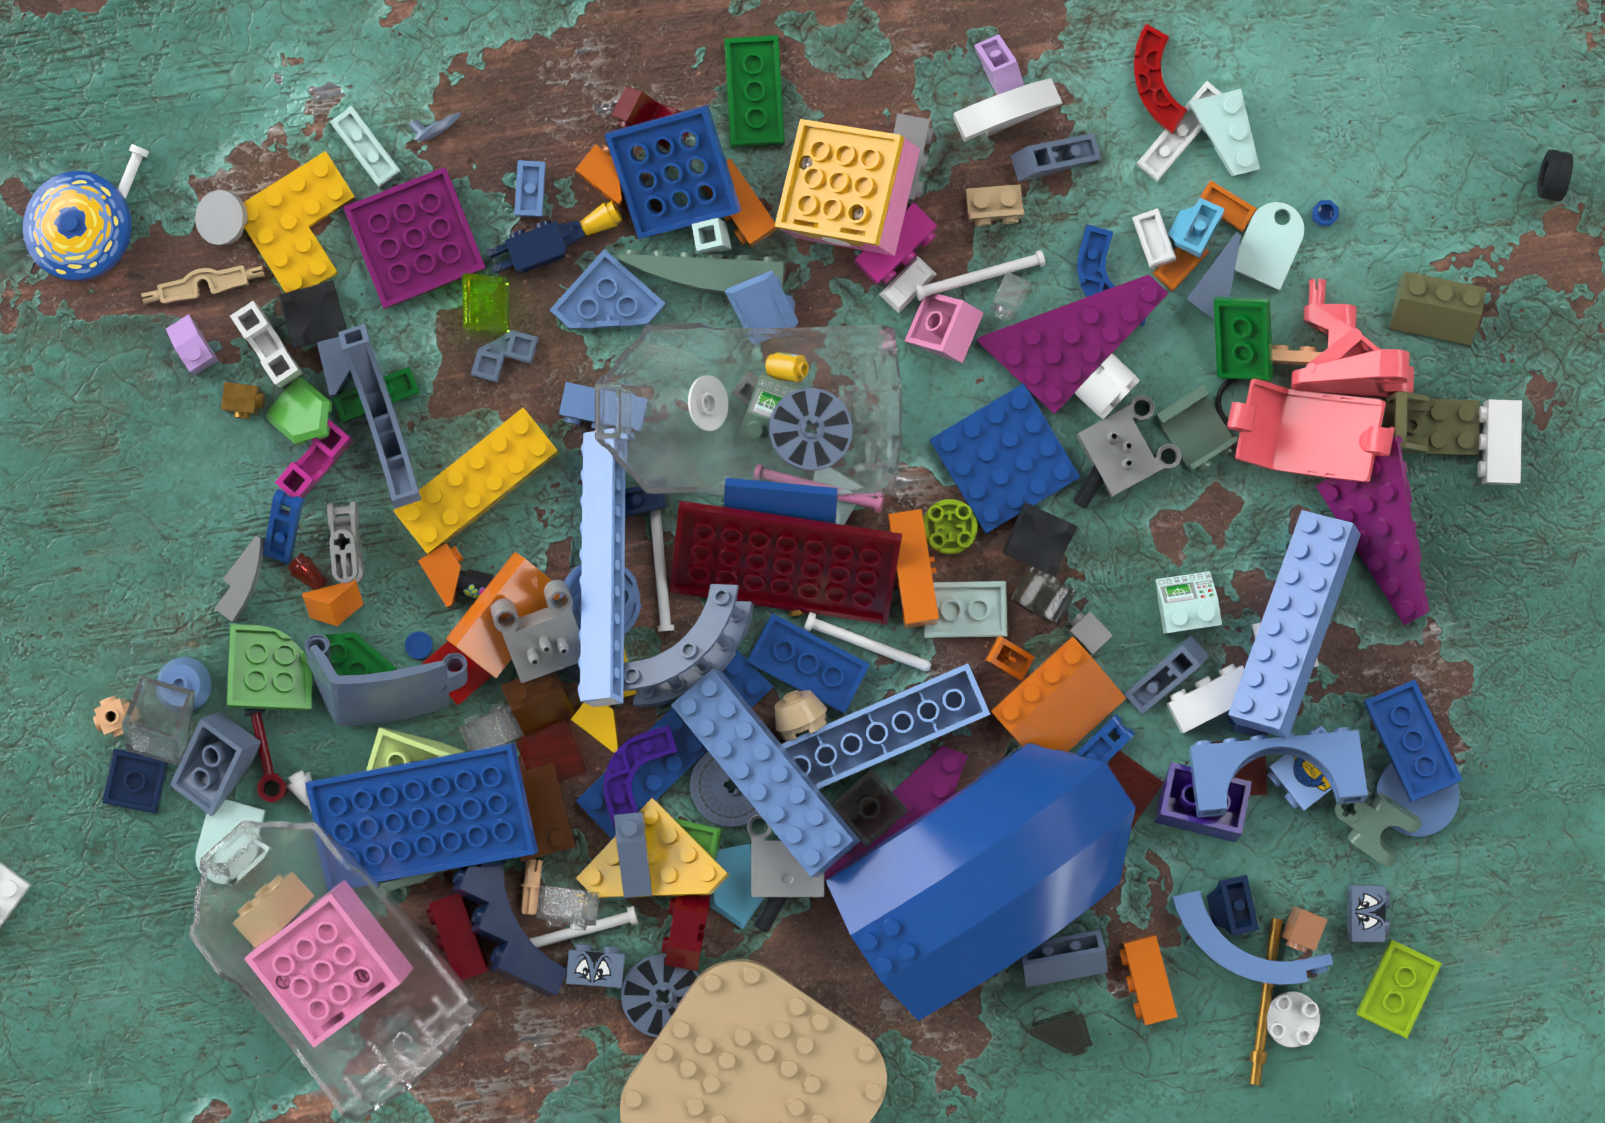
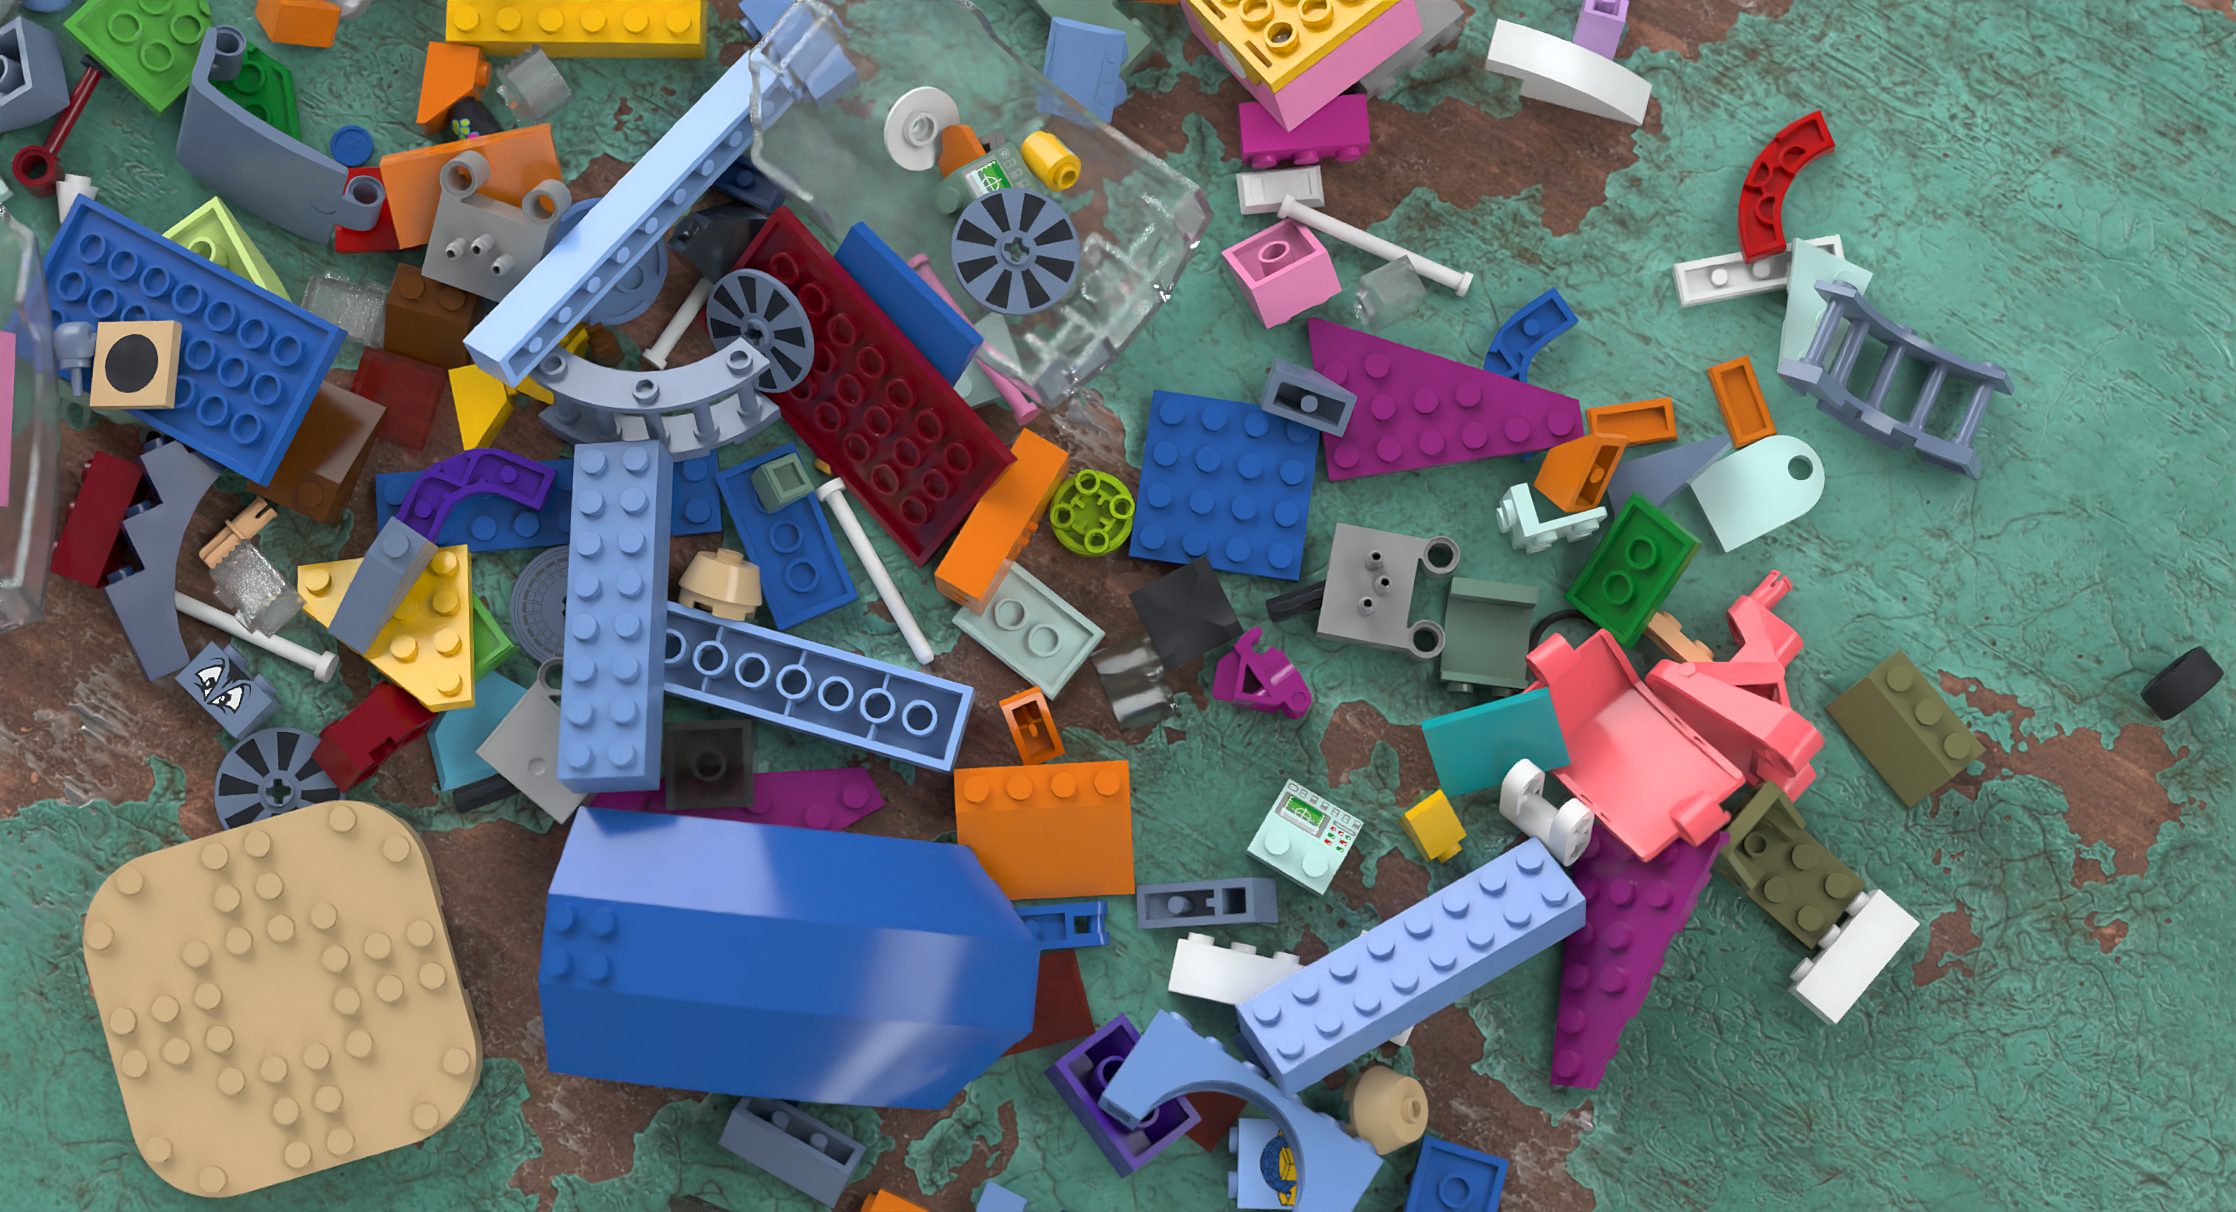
camera: 40 degrees right, 5 degrees down
(375, 861) = (74, 348): none -> sand blue piece
(416, 845) = (135, 365): none -> tan tile
(491, 541) = (533, 86): none -> clear brick
(637, 642) = (604, 346): none -> reddish brown bar
(652, 541) = (715, 238): none -> black slope
(709, 564) = (755, 302): none -> sand blue piece
(736, 398) = (959, 148): none -> orange tile
(784, 638) = (781, 482): none -> sand green slope
(994, 204) = (1461, 178): tan bracket -> none
(1010, 382) = (1307, 397): none -> sand blue slope
(1055, 156) = (1580, 177): sand blue slope -> none
(1089, 632) = (1154, 774): light grey brick -> none
(1105, 542) = (1260, 680): none -> magenta piece
(1107, 386) = (1418, 493): white brick -> none
(1154, 238) = (1621, 369): white tile -> none
(1165, 357) = (1521, 522): none -> light aqua bracket
(1178, 310) = (1580, 470): none -> orange slope
(1196, 227) = (1686, 396): medium azure slope -> none
(1245, 479) = (1485, 742): none -> teal tile
(1247, 546) = (1434, 828): none -> yellow slope
(1295, 163) = (1868, 415): none -> sand blue fence
(1310, 499) = (1561, 831): none -> white connector
(1325, 213) = (1856, 505): blue tile -> none
(1336, 703) = (1385, 1108): none -> tan cone

